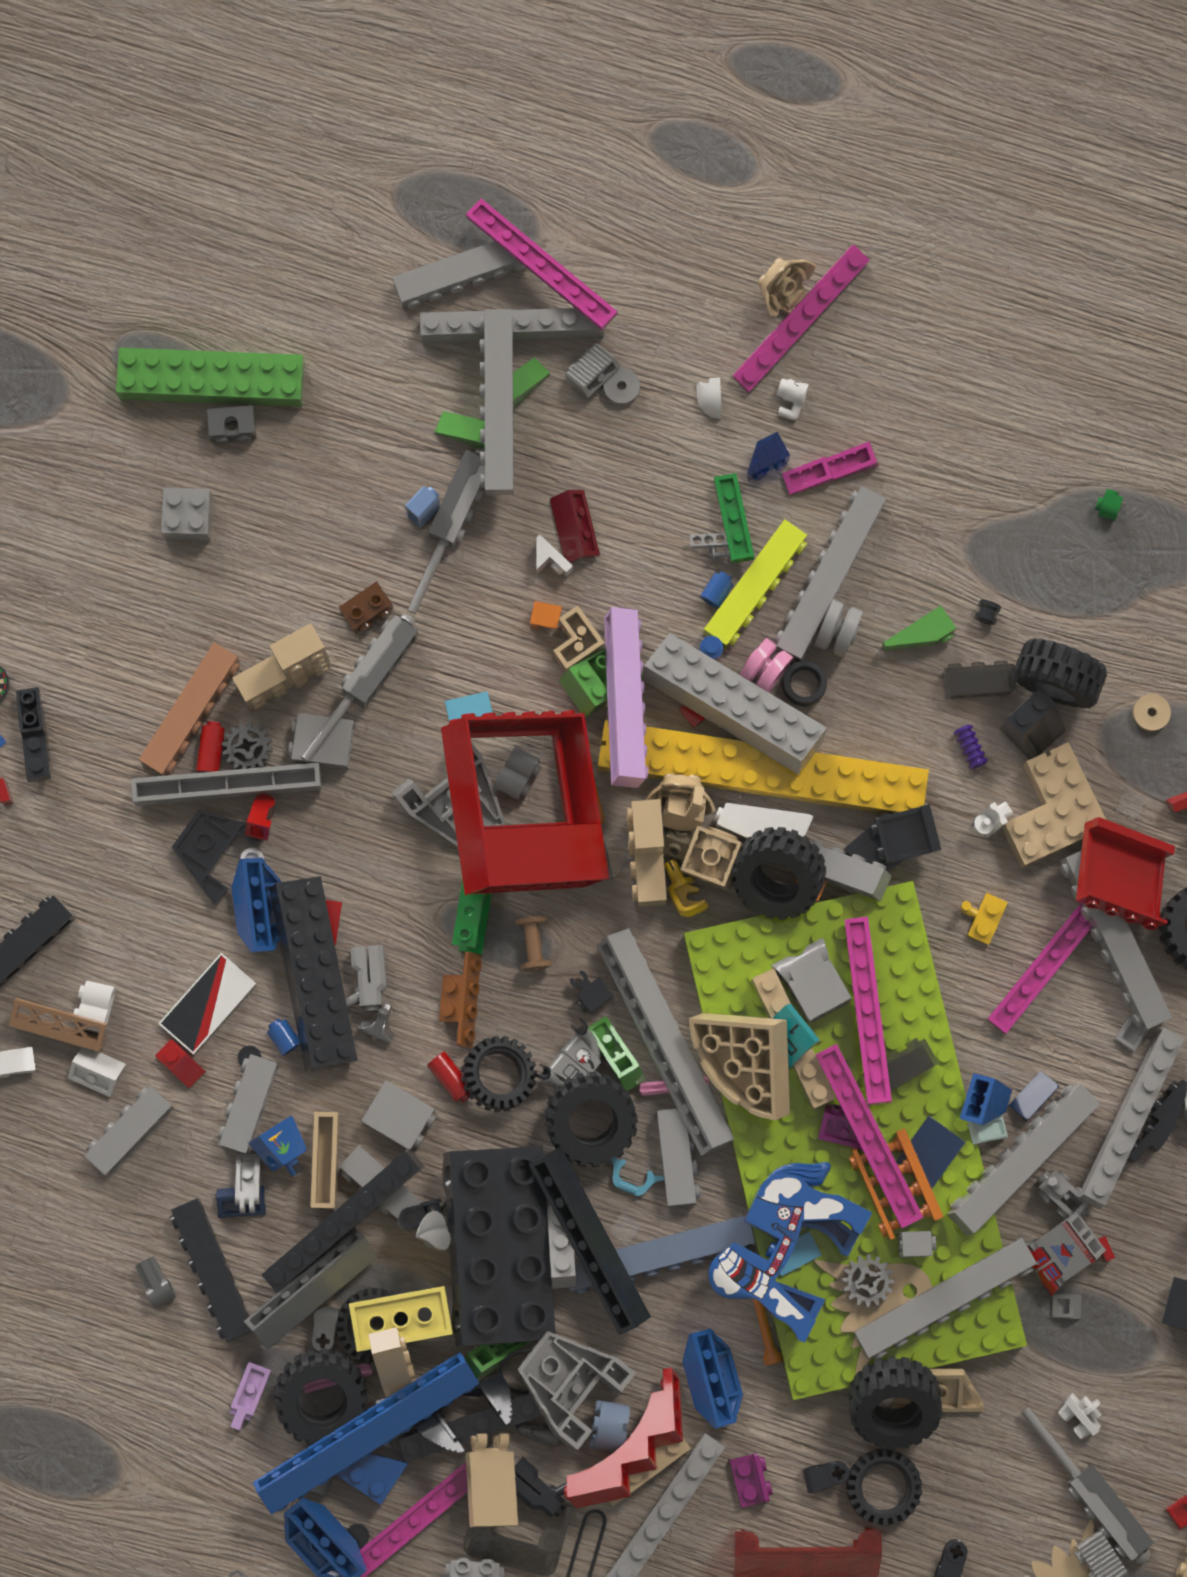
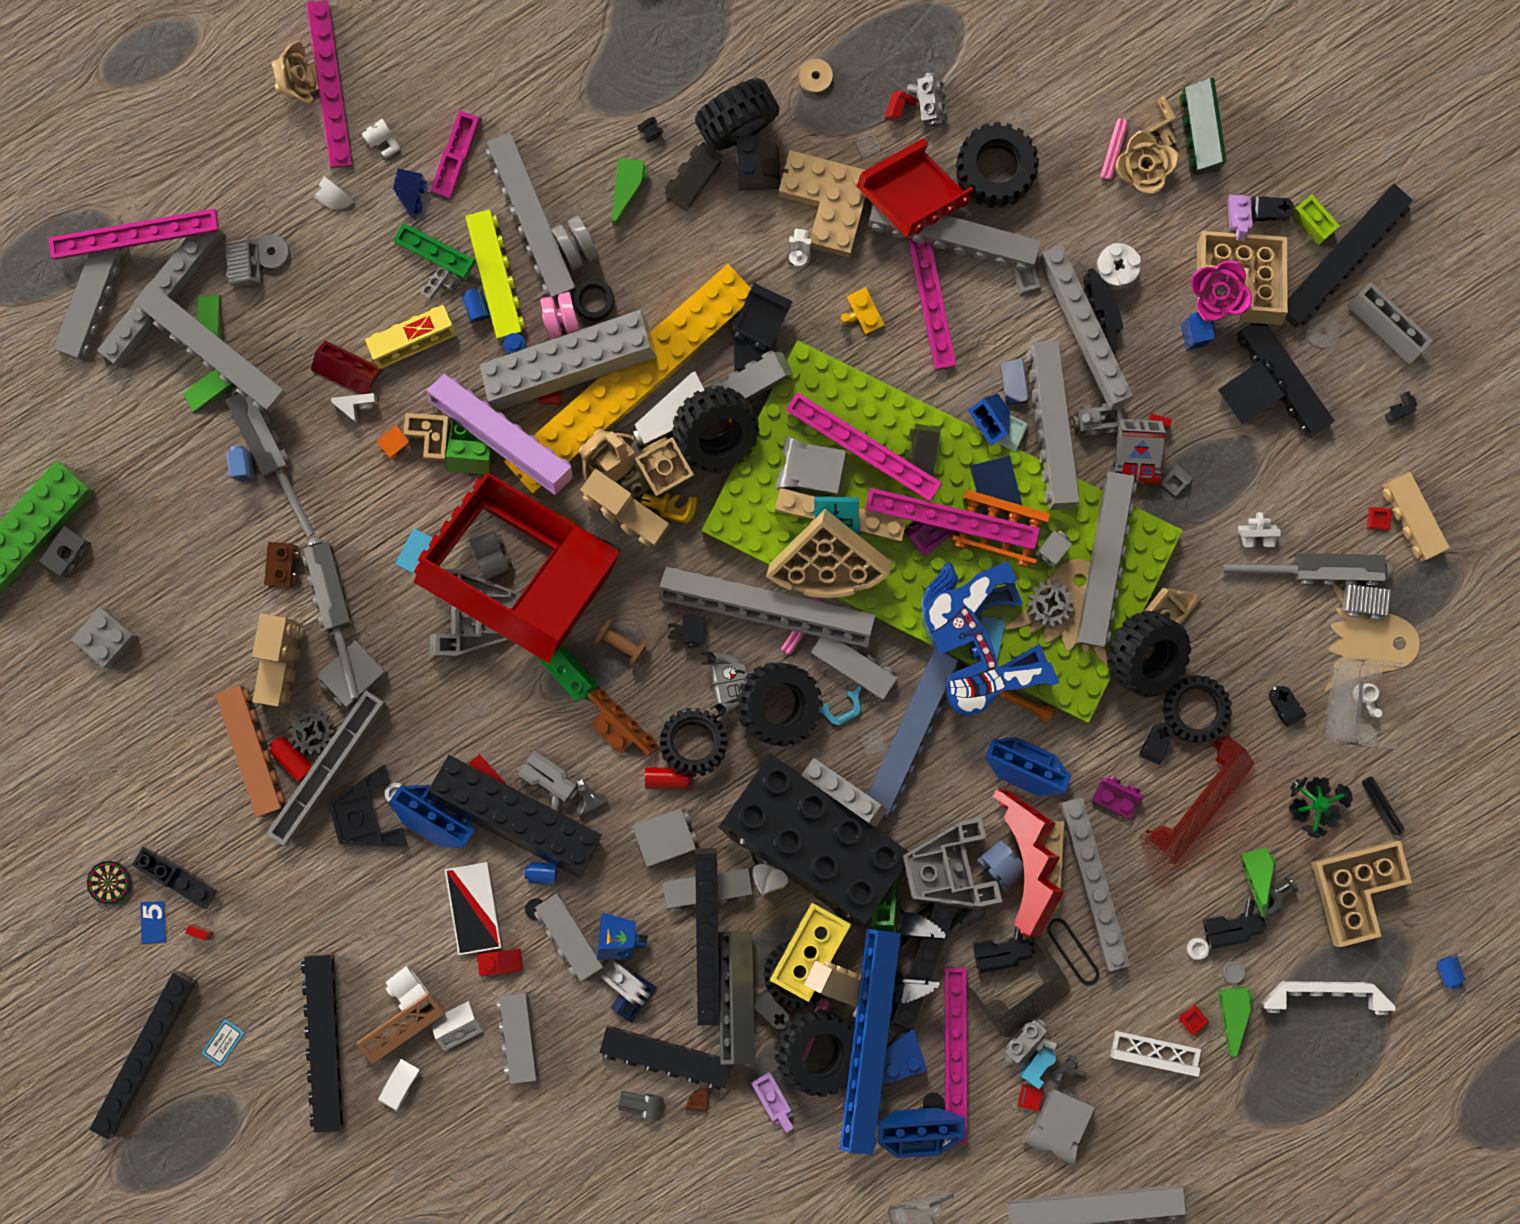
camera: 50 degrees left, 5 degrees up
(197, 1329) = (698, 1100): none -> copper tile
(259, 821) = (373, 768): red leg -> none
(325, 1160) = (653, 914): tan brick -> none
(420, 1212) = (747, 876): black piece -> none
(491, 1483) = (975, 980): tan tile -> none
(590, 1240) = (863, 774): black brick -> none
(617, 1054) = (747, 648): bright green slope -> none
(645, 558) = (410, 337): none -> light yellow brick
(970, 746) = (735, 221): dark purple piece -> none

